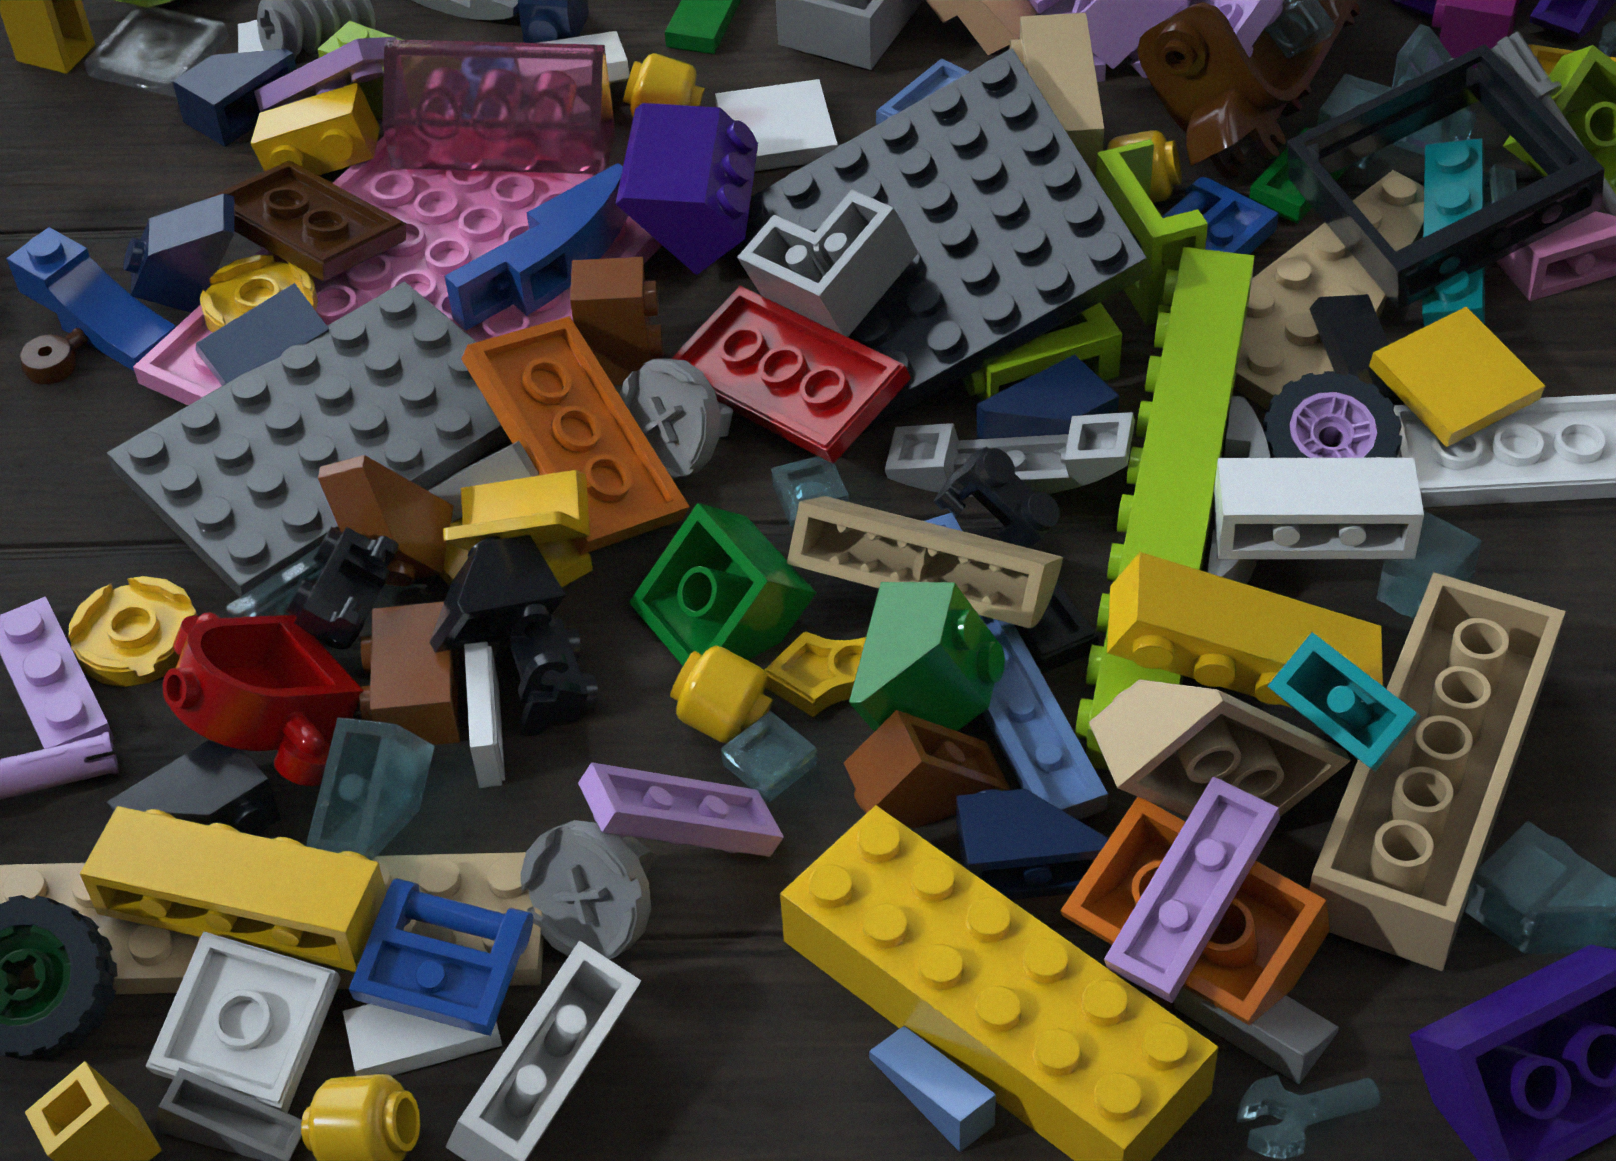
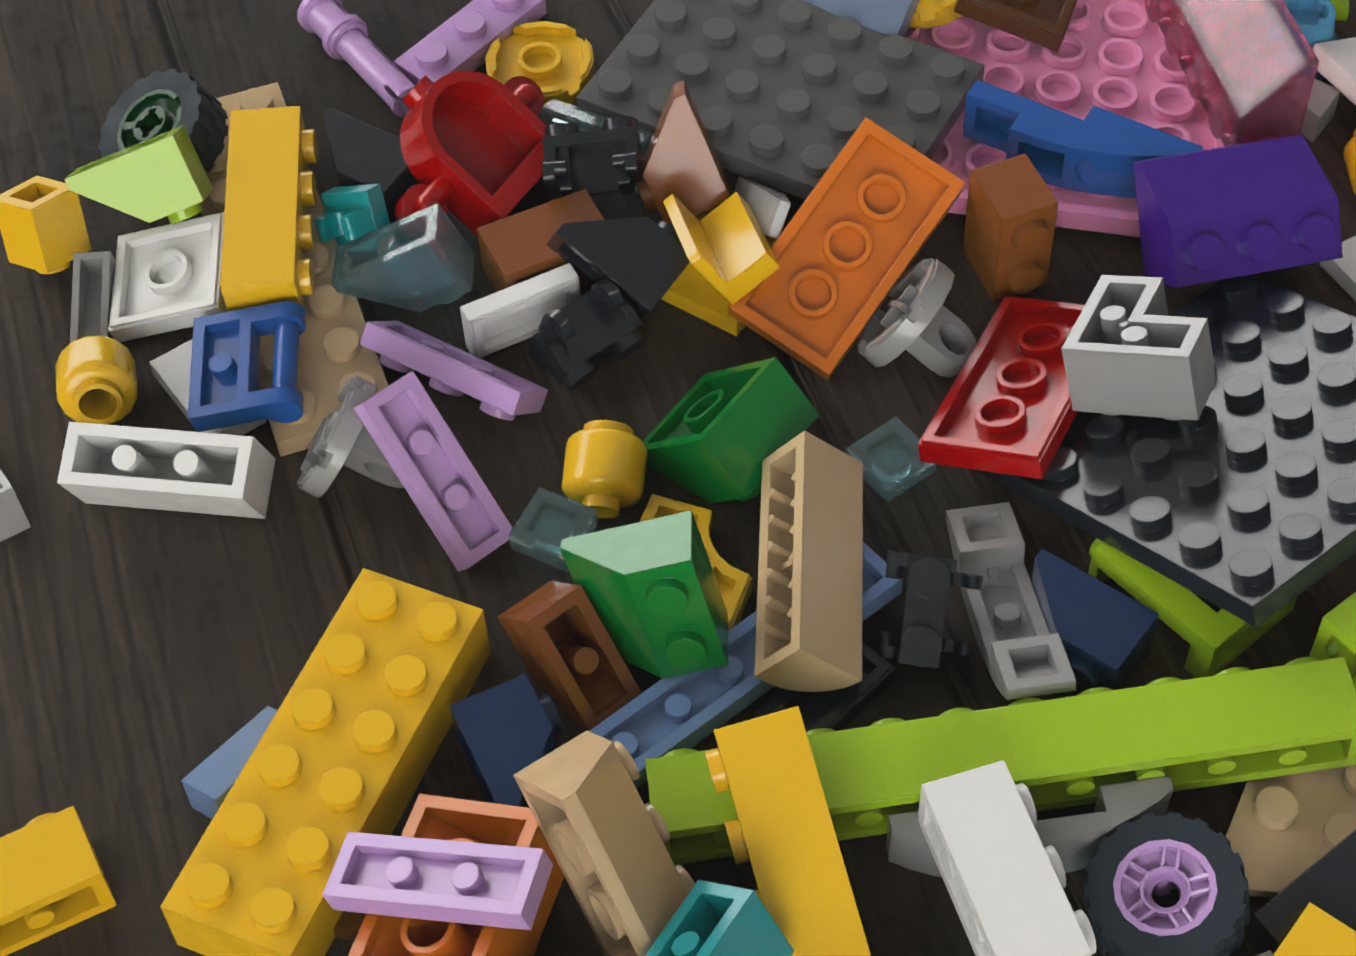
camera: 70 degrees right, 5 degrees up
(118, 982) = (148, 179): none -> lime slope
(273, 812) = (351, 213): none -> teal tile
(523, 792) = (453, 369): none -> lavender plate

